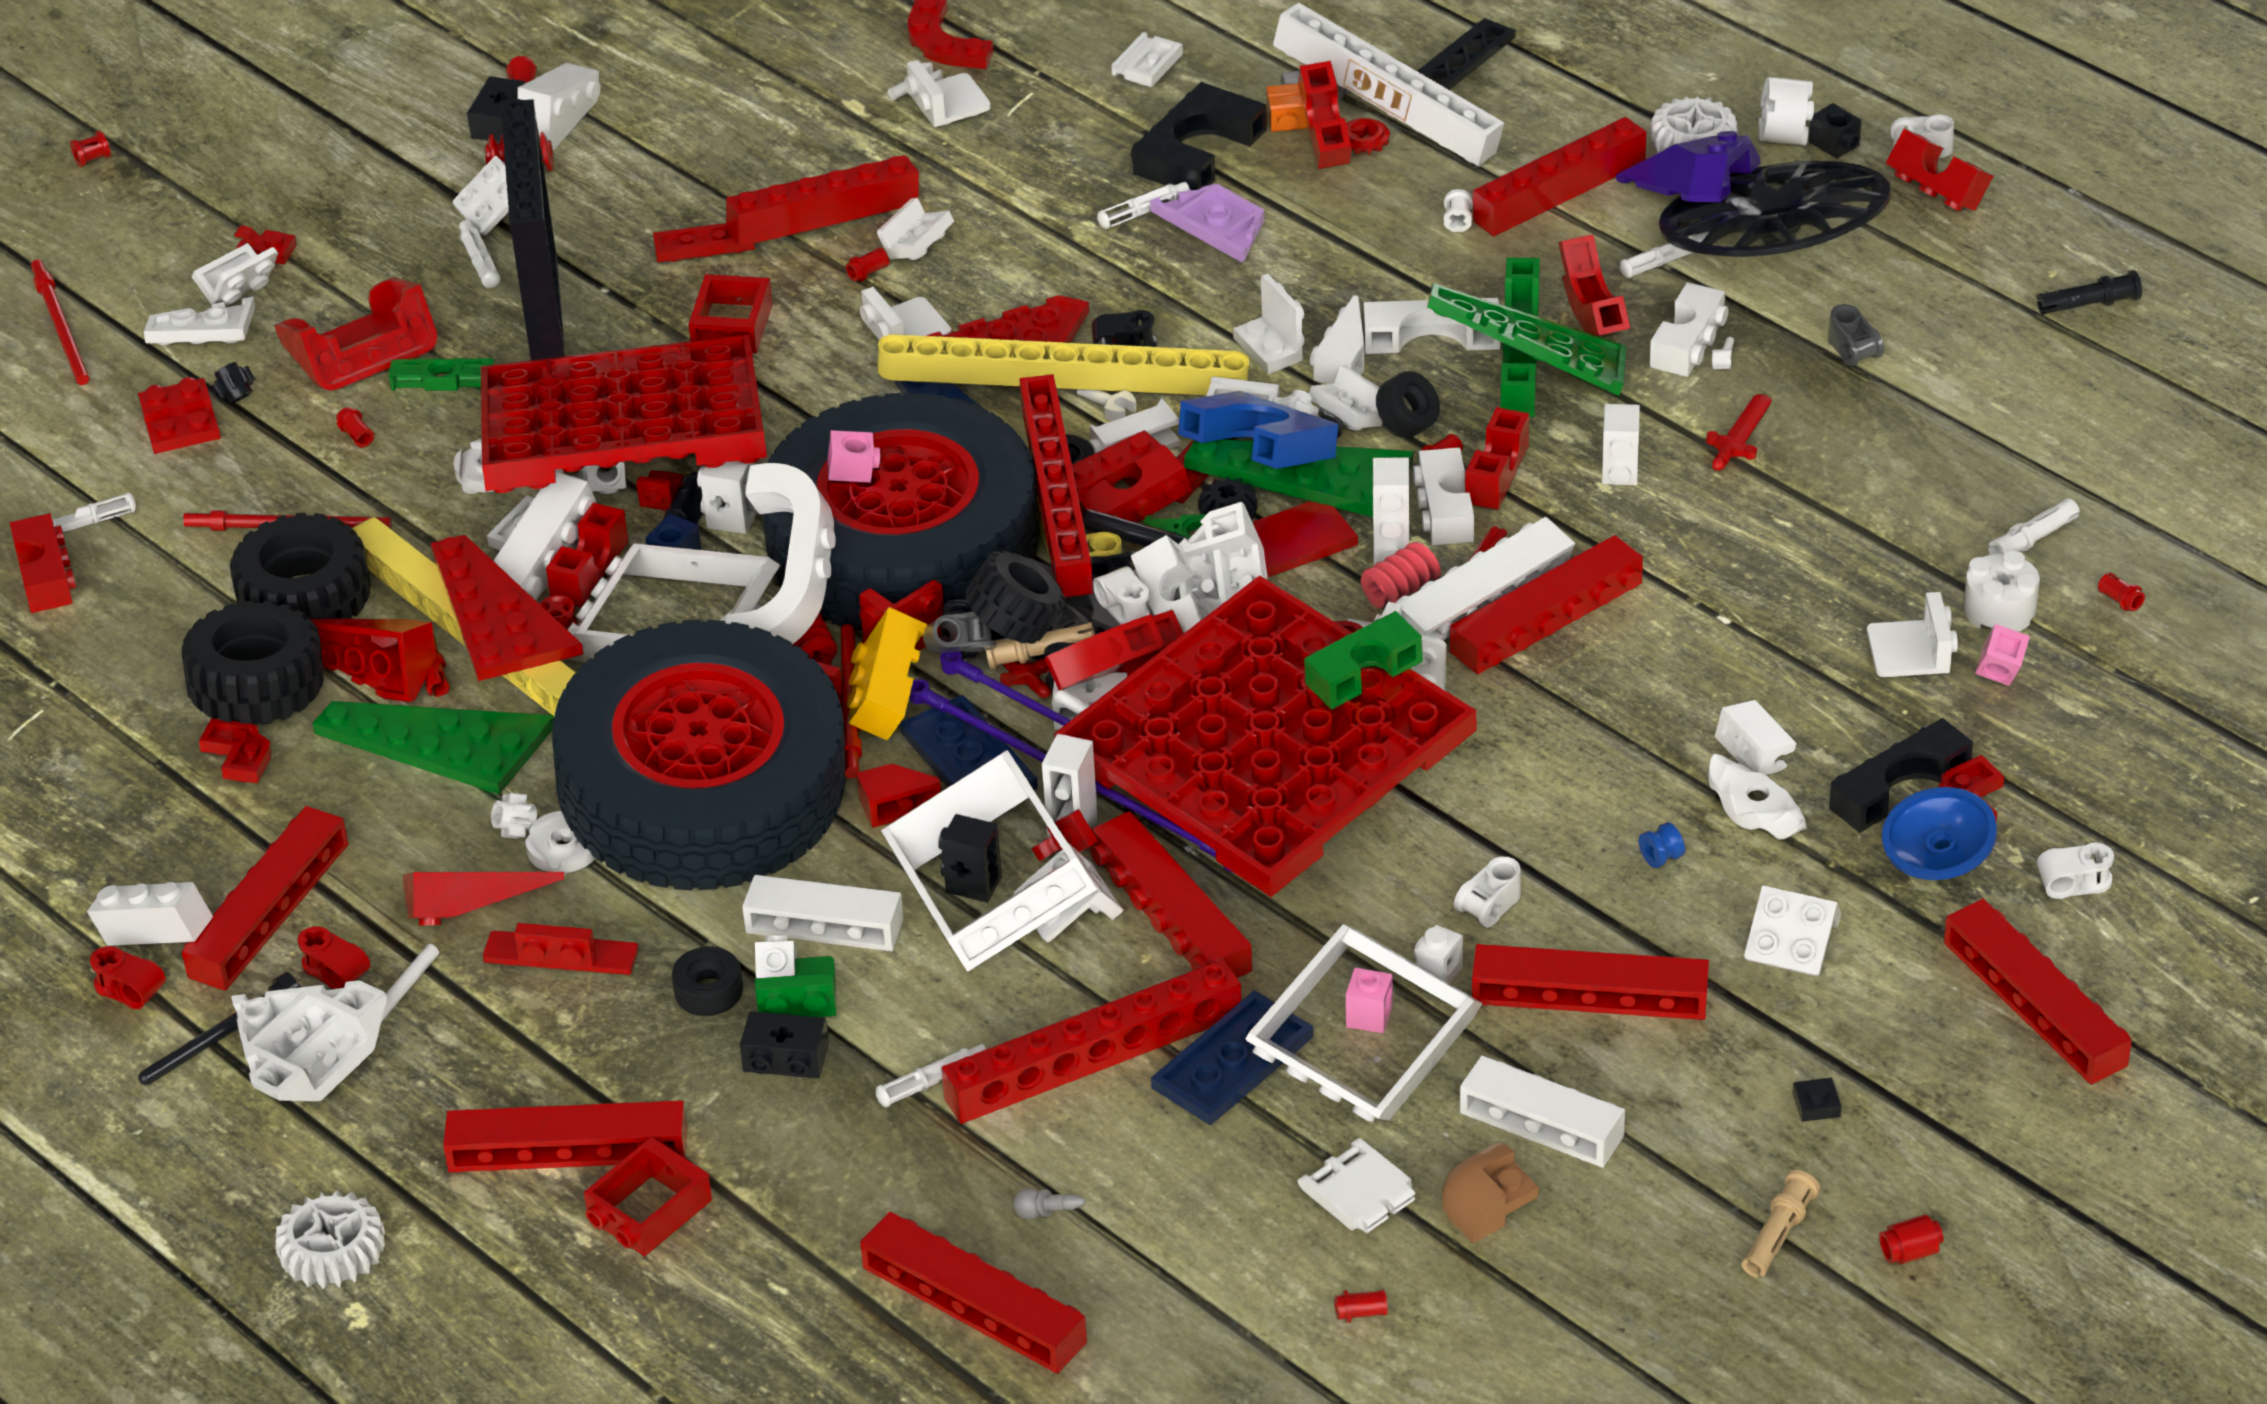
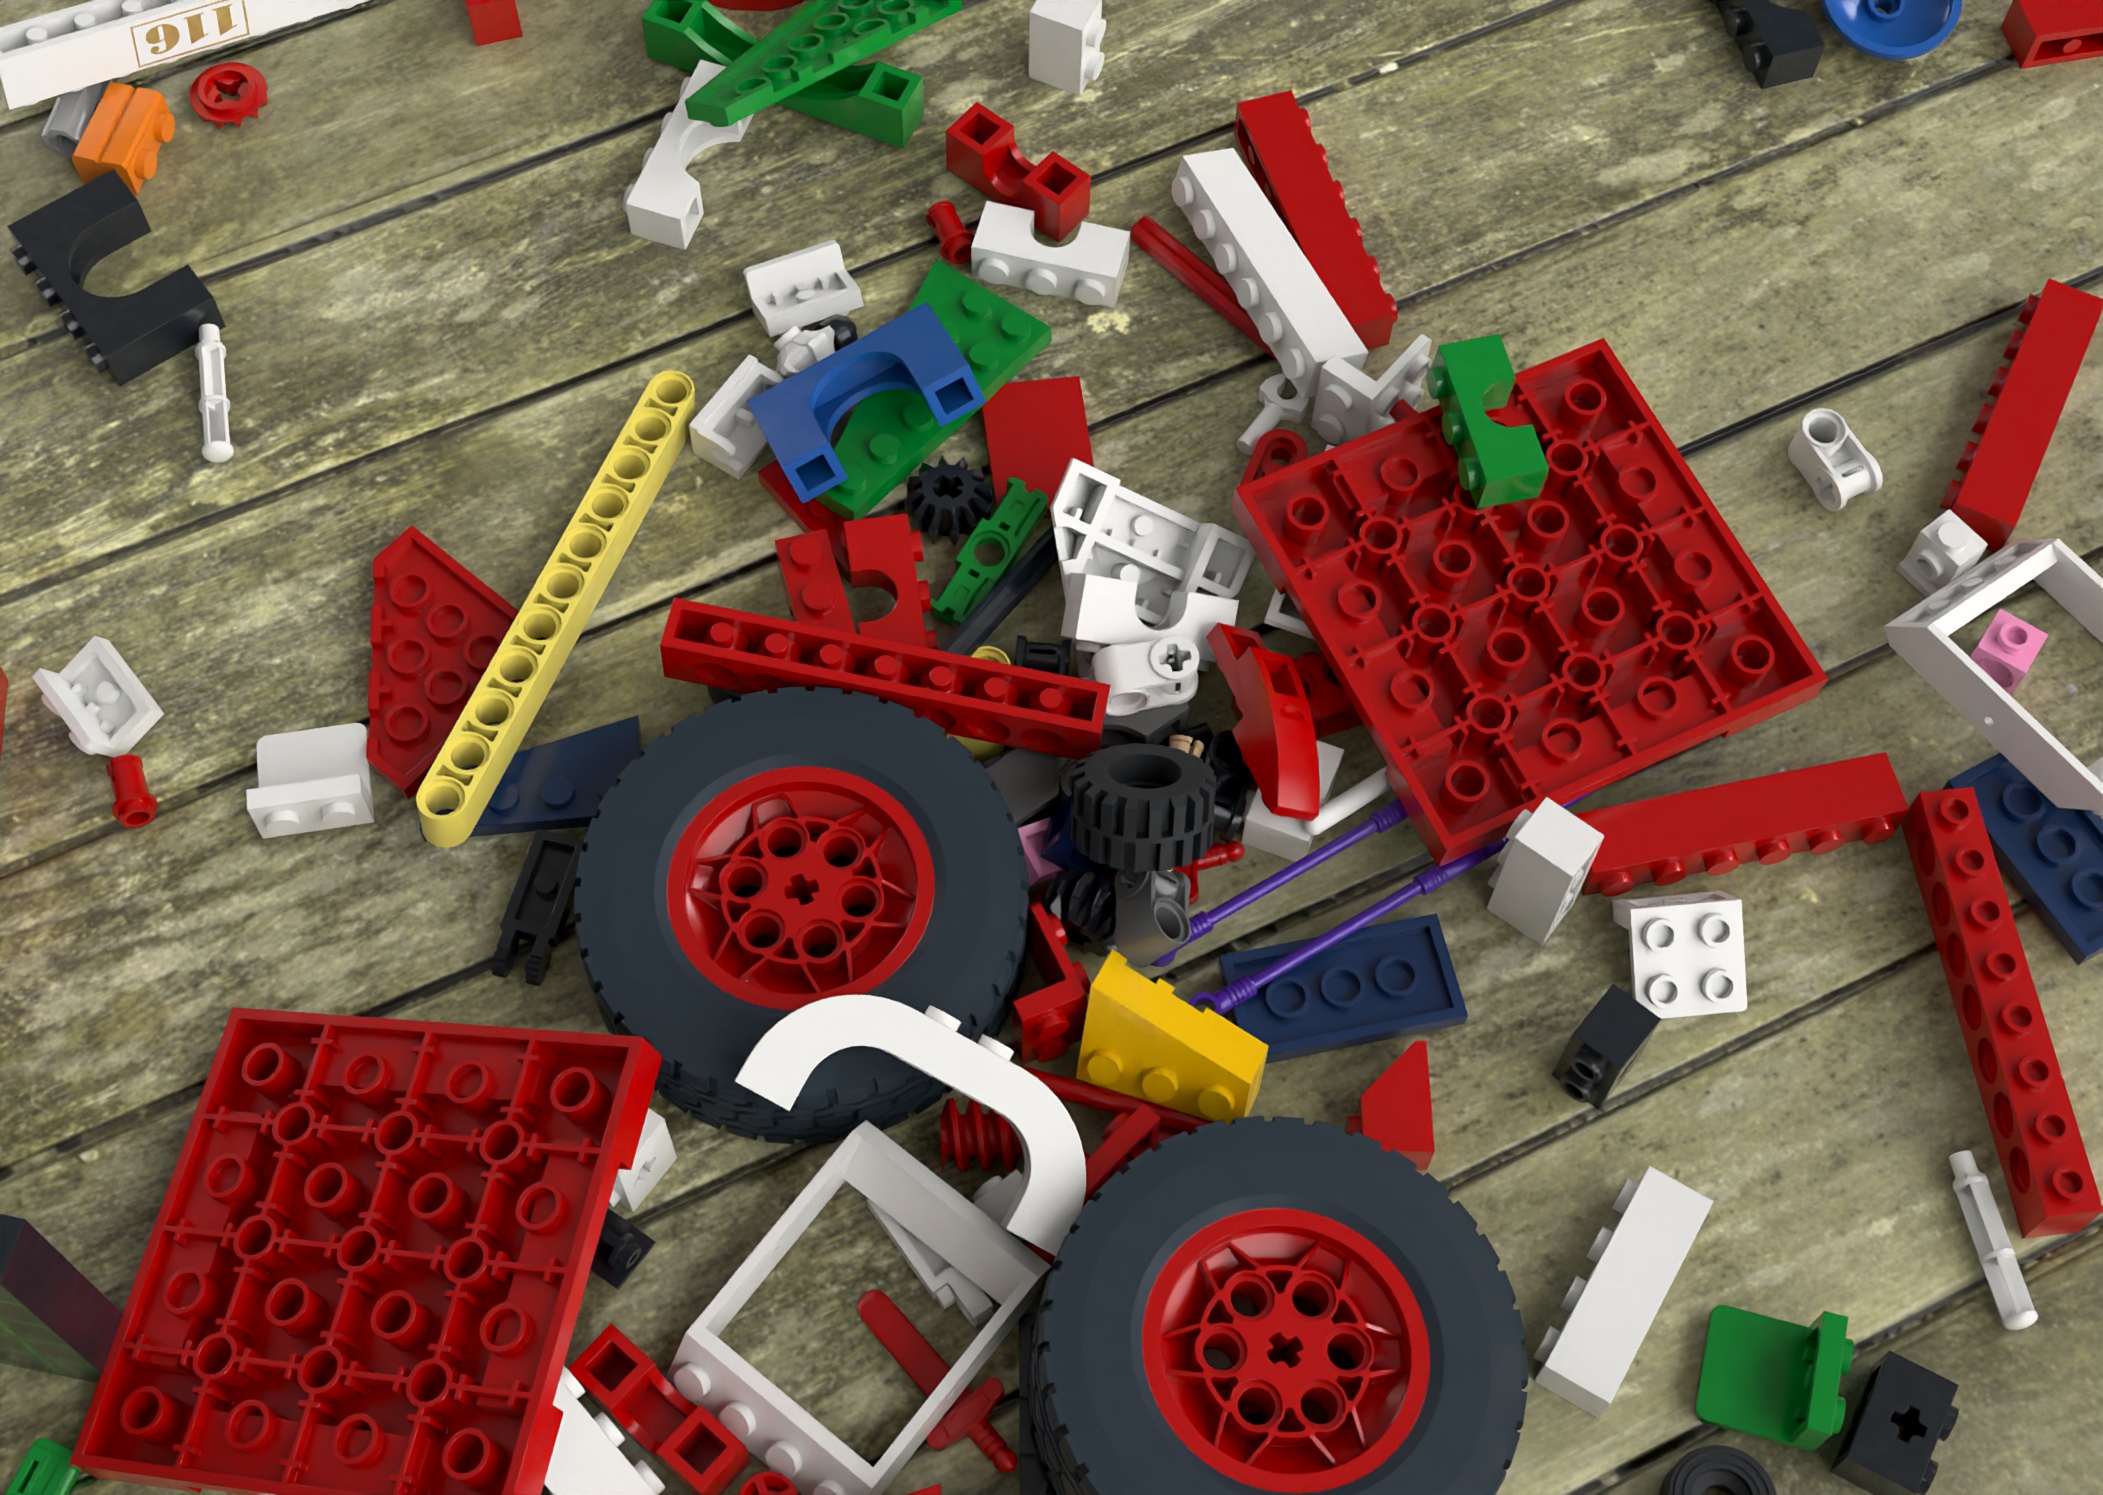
camera: 75 degrees left, 20 degrees up
(675, 533) = (665, 1254): dark blue brick -> none
(725, 290) = (183, 1052): red window -> none
(775, 957) = (1707, 1385): white bracket -> none
(852, 456) = (731, 949): bright pink brick -> none
(985, 796) = (1506, 1036): white window -> none
(1074, 830) = (1592, 908): red plate -> none
(1113, 404) = (636, 572): white bar -> none
(1124, 329) = (504, 506): black piece -> none
(1153, 420) = (740, 553): white window -> none
(1215, 218) = (306, 316): lavender wing -> none
(1277, 336) = (607, 323): white bracket -> none
(1322, 113) = (229, 126): red arch -> none
(1341, 345) = (686, 259): white slope -> none
(1390, 506) = (1115, 292): white arch -> none
(1400, 574) = (1192, 353): coral piece -> none
(1419, 394) = (861, 228): black tyre -> none
(1458, 207) = (465, 47): white bush -> none
(1661, 845) = (1801, 260): blue wheel -> none
(1753, 737) = (1641, 108): white hinge -> none
(1775, 814) = (1717, 154): white piece -> none
(1791, 930) = (1987, 183): white bracket -> none

